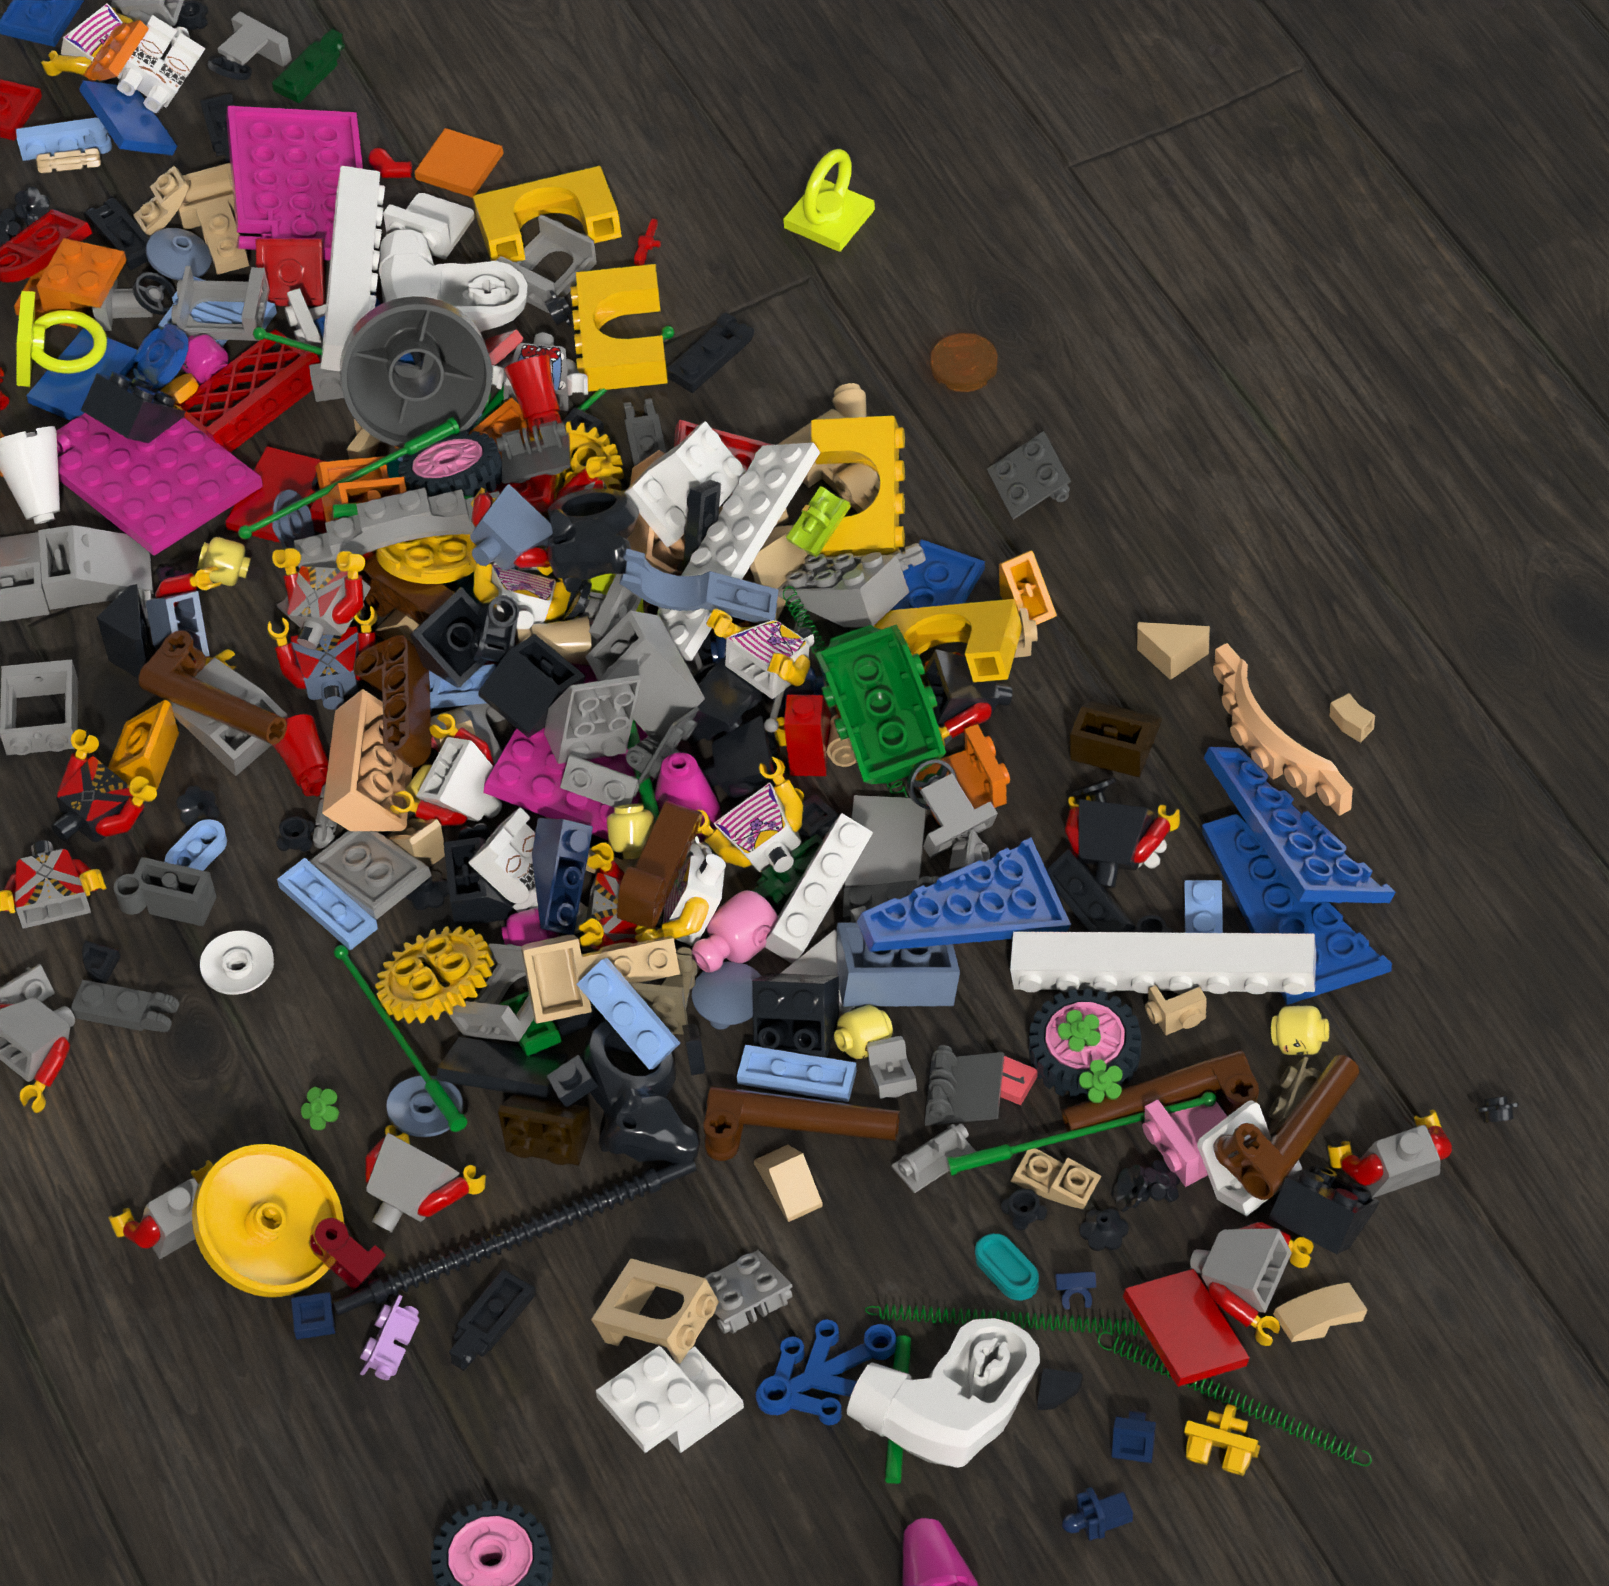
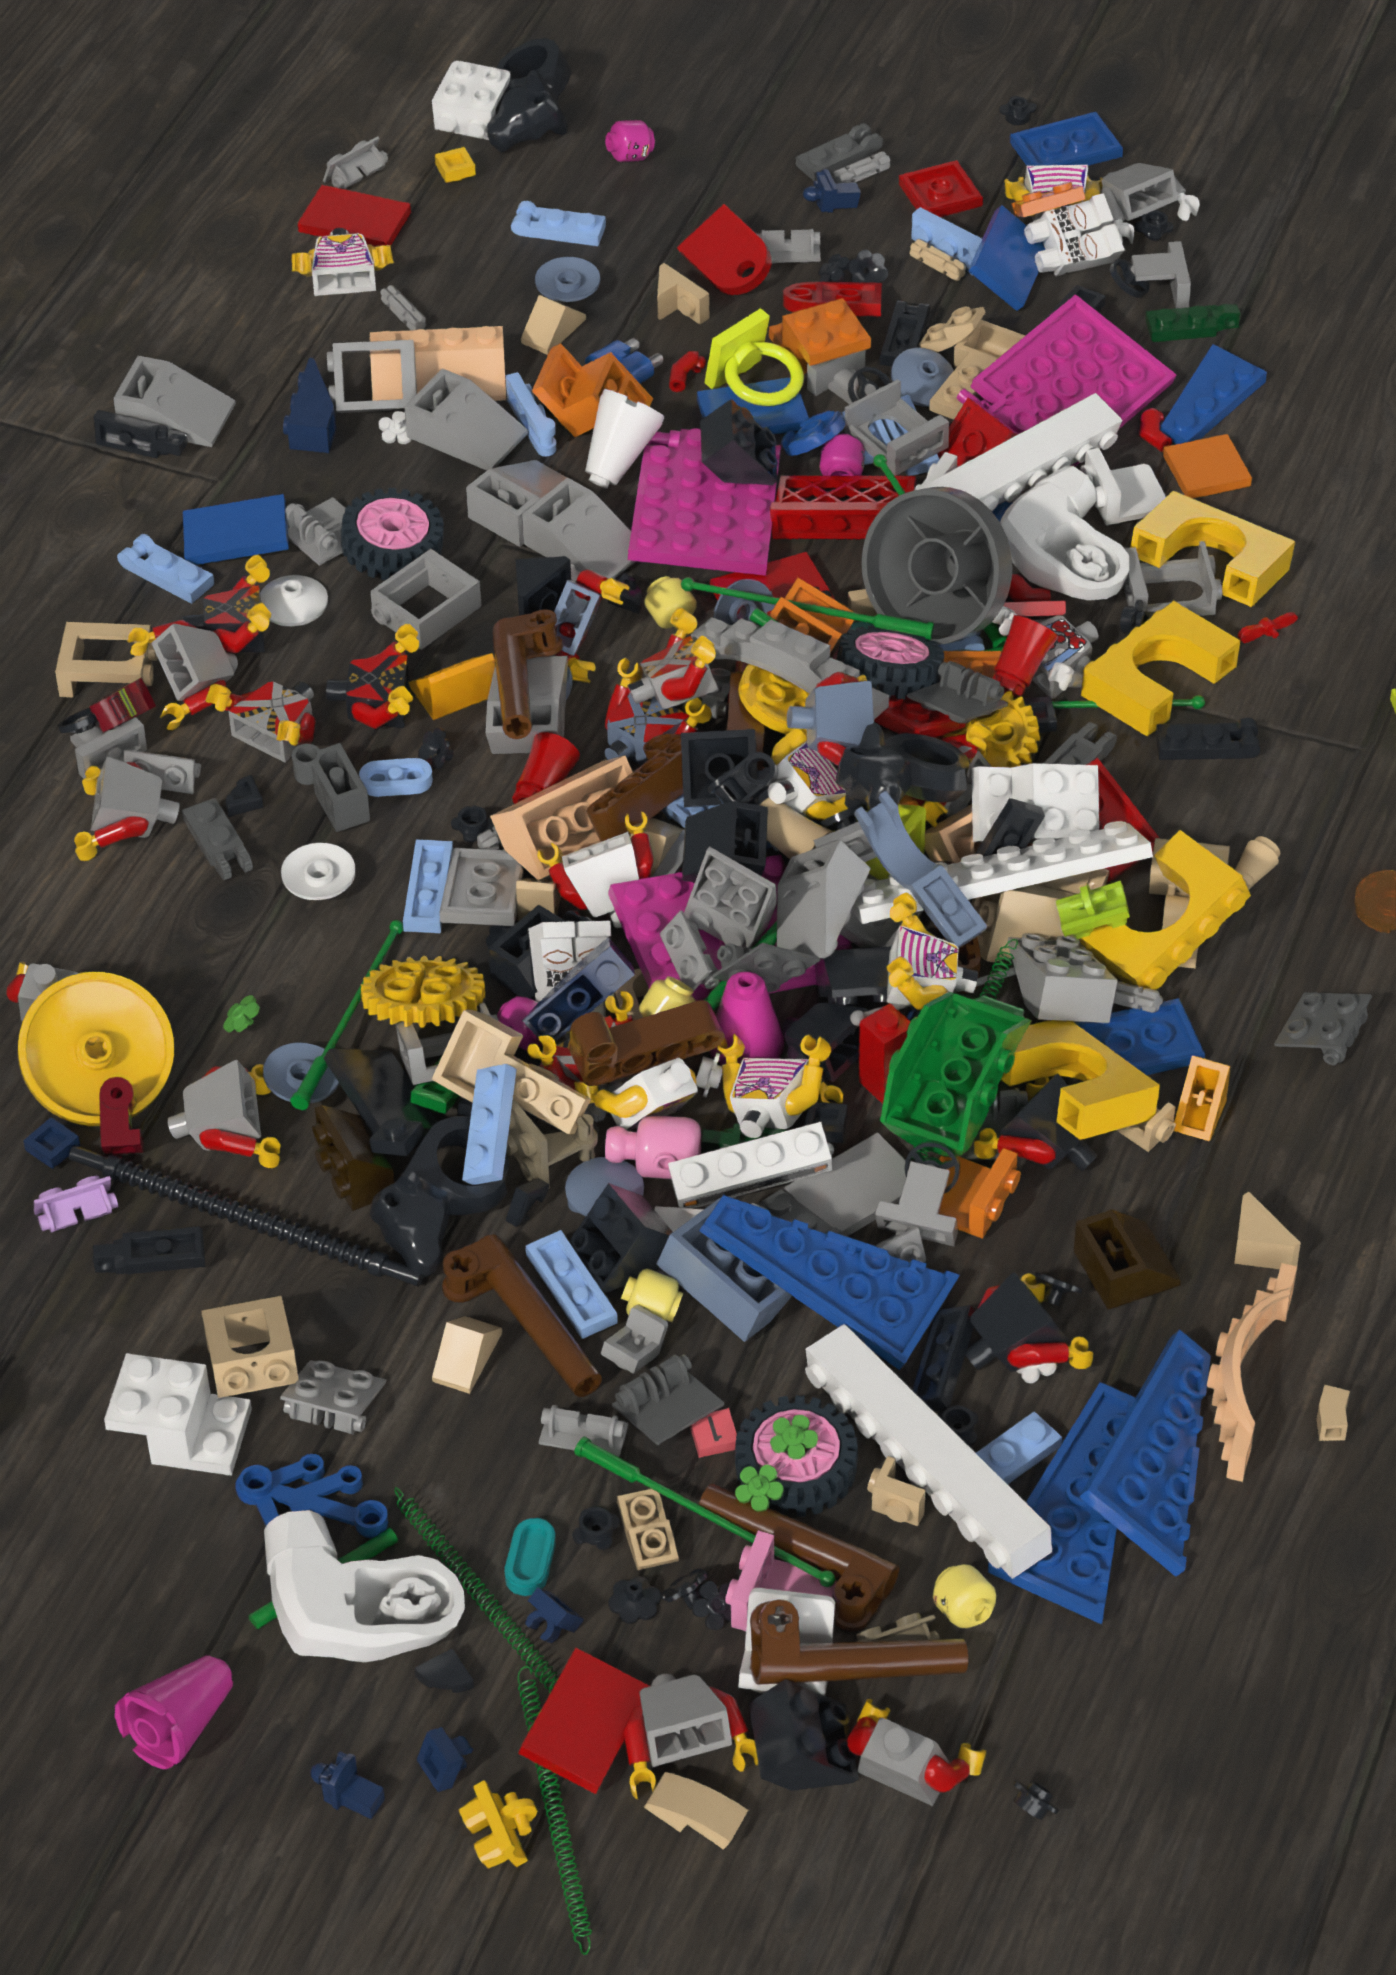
camera: 45 degrees right, 5 degrees down
(181, 388) = (801, 467): light orange tile -> none
(393, 109) = (1211, 394): none -> blue wing

